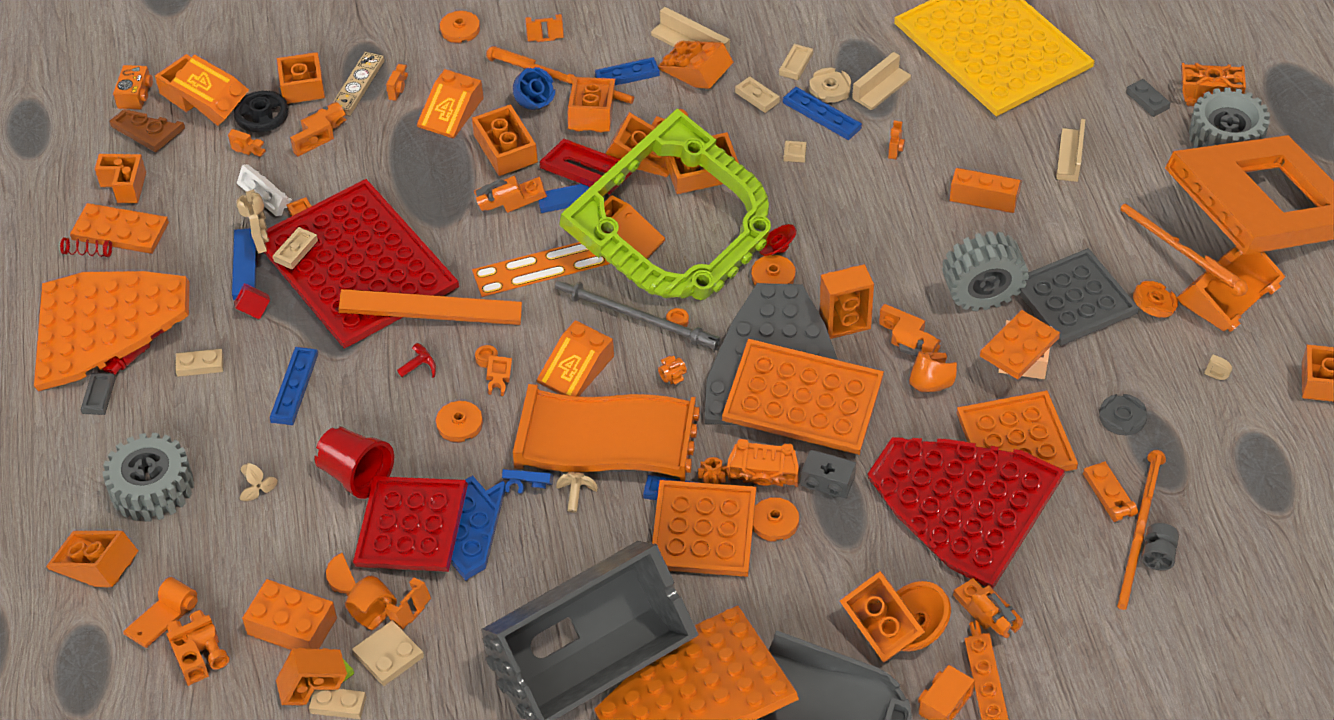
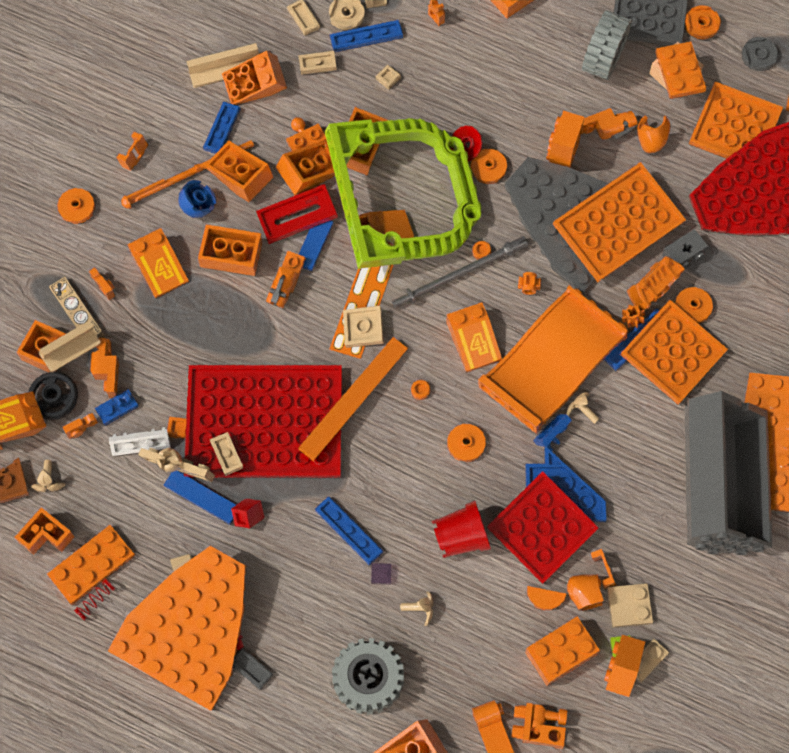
camera: 55 degrees left, 20 degrees up
(172, 152) = (45, 480): none -> tan plant
(199, 362) = (276, 582): tan plate -> none
(267, 433) = (381, 574): none -> clear purple tile
(286, 159) = (116, 407): none -> blue plate
(309, 83) = (69, 346): none -> tan panel
(423, 357) = (394, 429): red plant -> none
(498, 372) = (443, 390): orange plate -> none
(513, 276) = (363, 326): none -> tan plate
(1106, 345) = (704, 15): none -> orange plate

